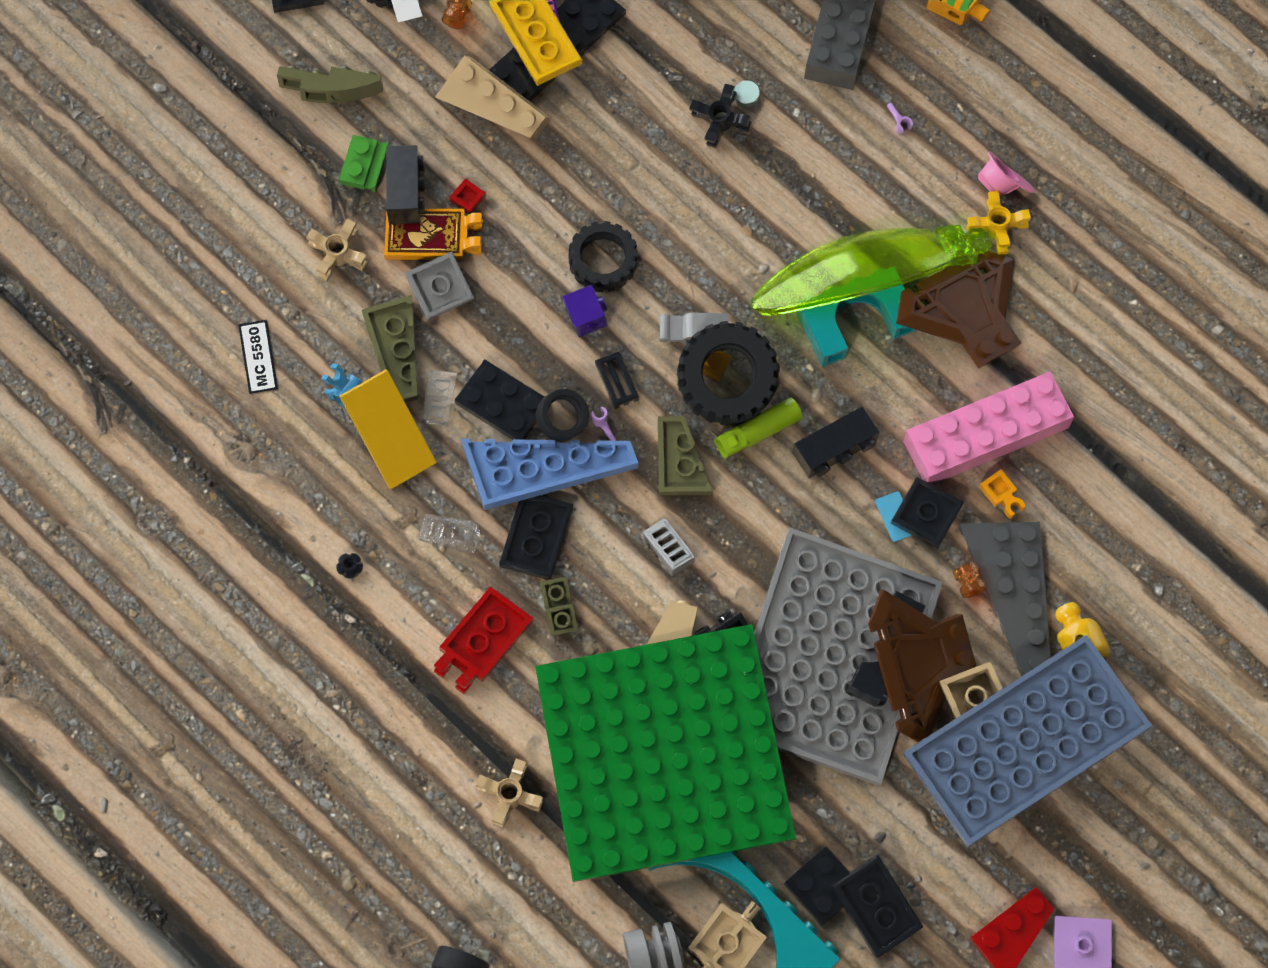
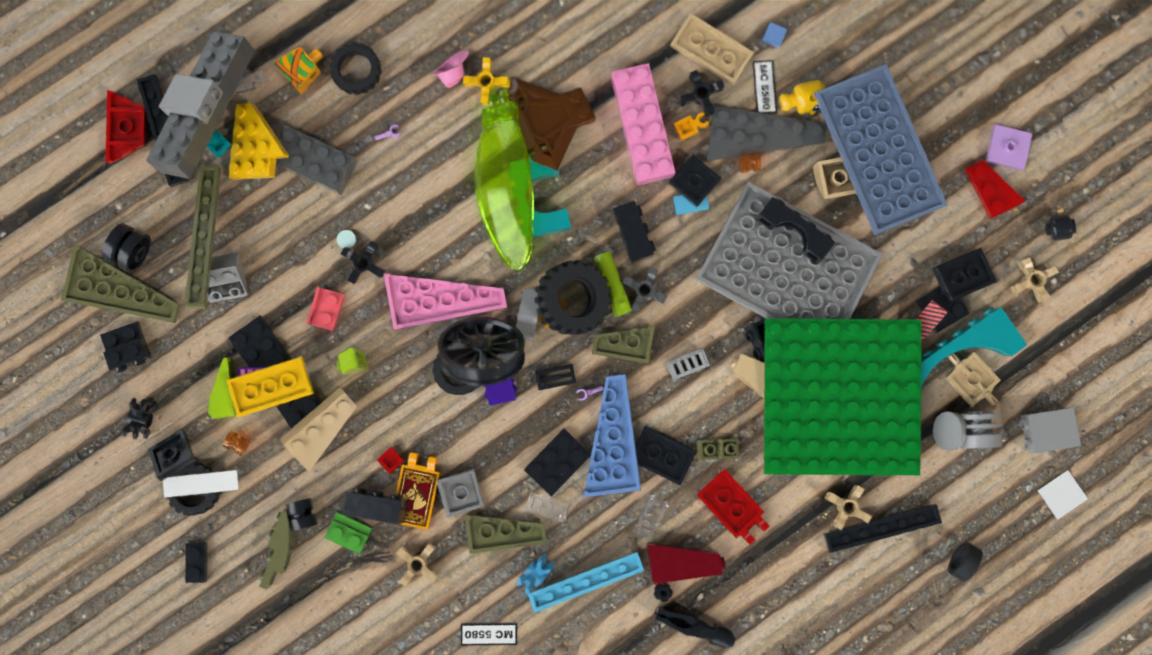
camera: 80 degrees left, 15 degrees up
(308, 617) = (716, 635): none -> black arm
(348, 463) = (585, 582): none -> medium azure plate
(379, 101) = (301, 514): none -> black wheel
(388, 429) = (571, 550): yellow tile -> none
(392, 577) = (681, 563): none -> dark red slope
(488, 848) = (882, 528): none -> black plate
(578, 403) = (589, 411): black tyre -> none
(588, 124) = (352, 361): none -> lime slope
(643, 913) = (949, 431): none -> light grey tile
(646, 293) = (481, 351): none -> black wheel
(650, 85) = (325, 309): none -> coral plate
(687, 207) = (430, 301): none -> bright pink wing
(779, 475) = (630, 283): none -> dark grey pin
(798, 861) = (930, 318): none -> tile
(916, 660) = (806, 211): reddish brown plate -> none
(981, 41) = (350, 50): none -> black tyre
(1044, 489) = (708, 89): none -> black pin
(1085, 588) = (764, 86): none -> sticker
(1118, 504) = (711, 49): none -> tan plate
(1162, 587) = (774, 35): none -> medium blue tile

